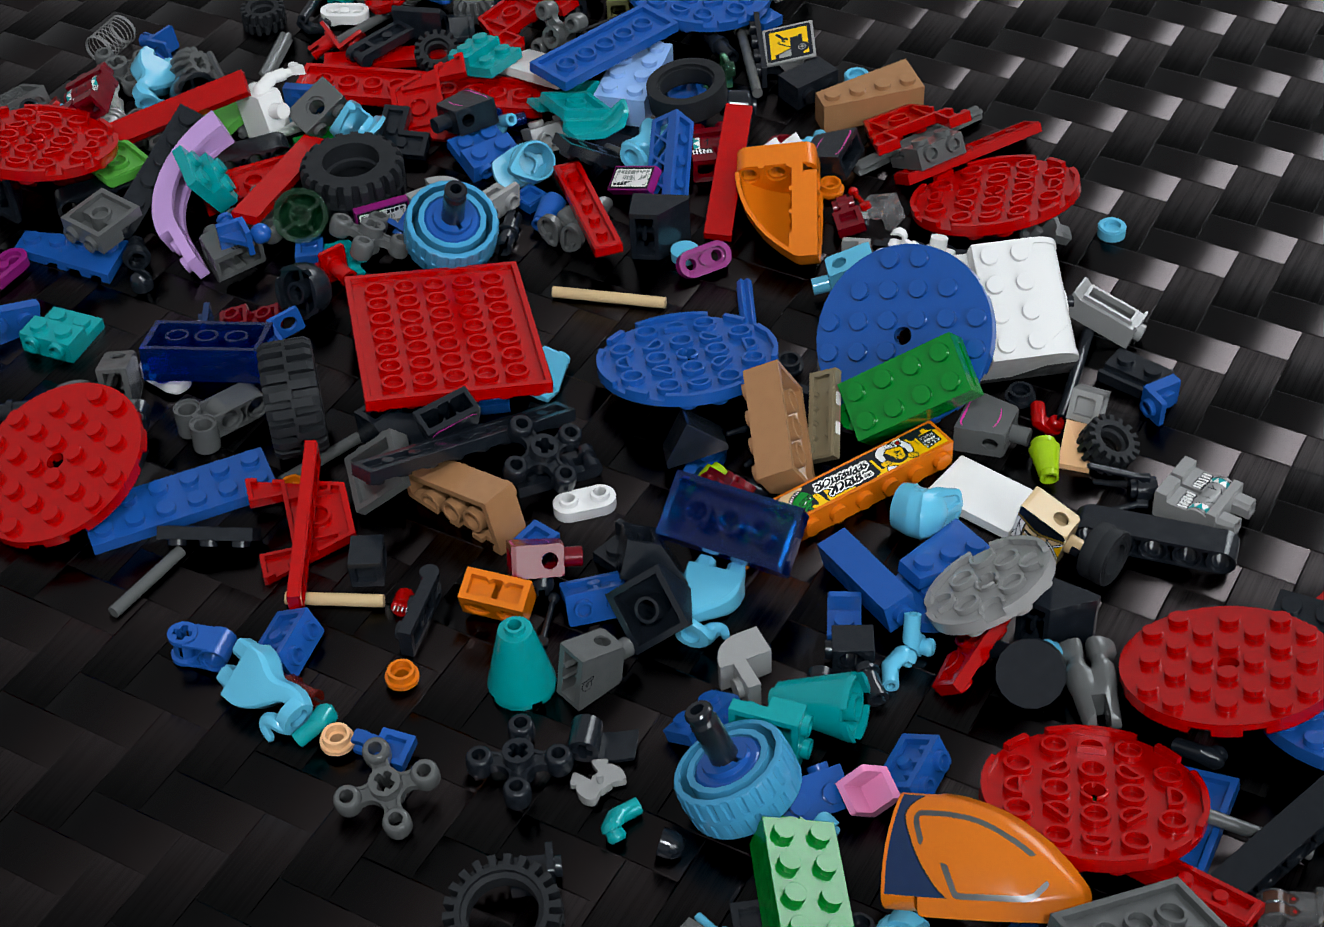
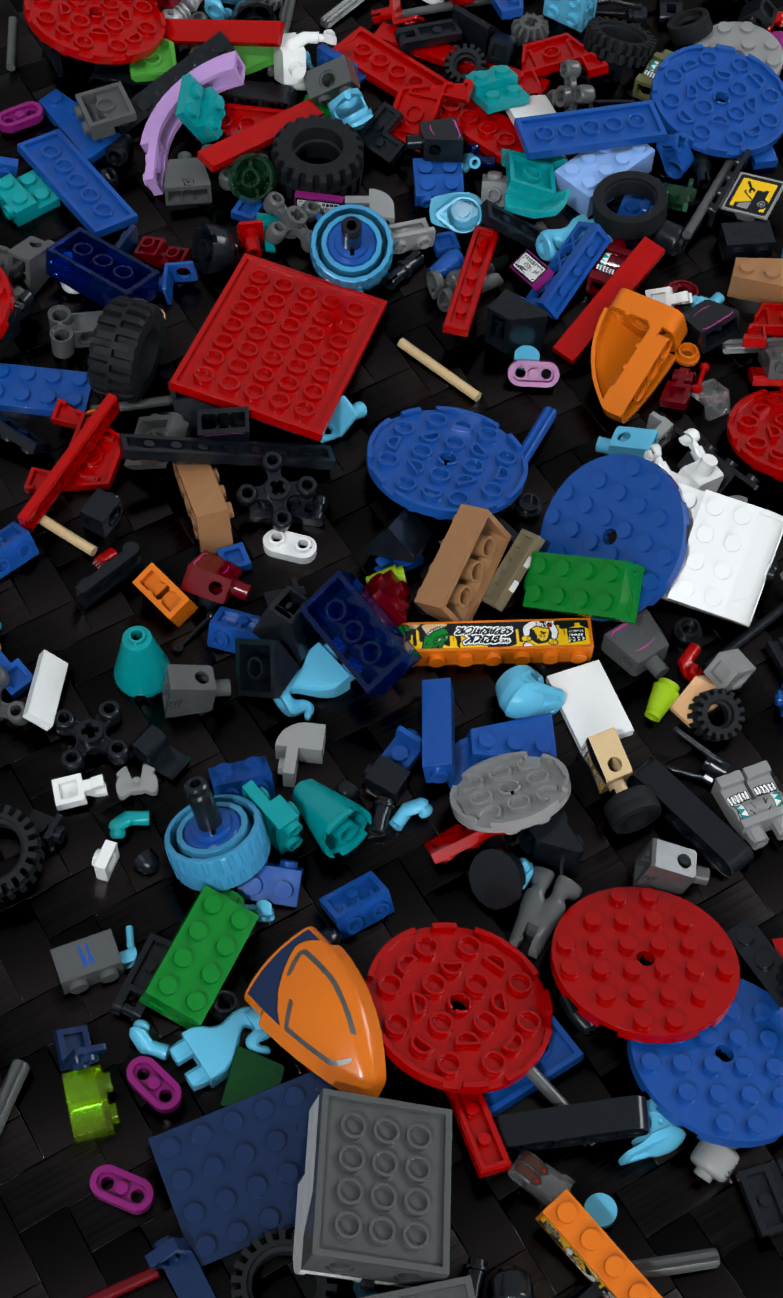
camera: 25 degrees right, 15 degrees up
(110, 296) = (77, 183): none -> blue plate
(236, 232) = (189, 172): blue piece -> none
(402, 675) = (63, 614): orange plate -> none
(438, 740) = (45, 690): none -> white tile
(541, 820) = (72, 790): none -> white plate
(625, 864) = (105, 860): none -> white plate
(690, 39) = (676, 154): none -> blue piece
(868, 790) = (306, 904): bright pink panel -> none
(914, 638) = (439, 799): medium azure arm -> none
(1175, 584) = (668, 867): none -> dark grey torso

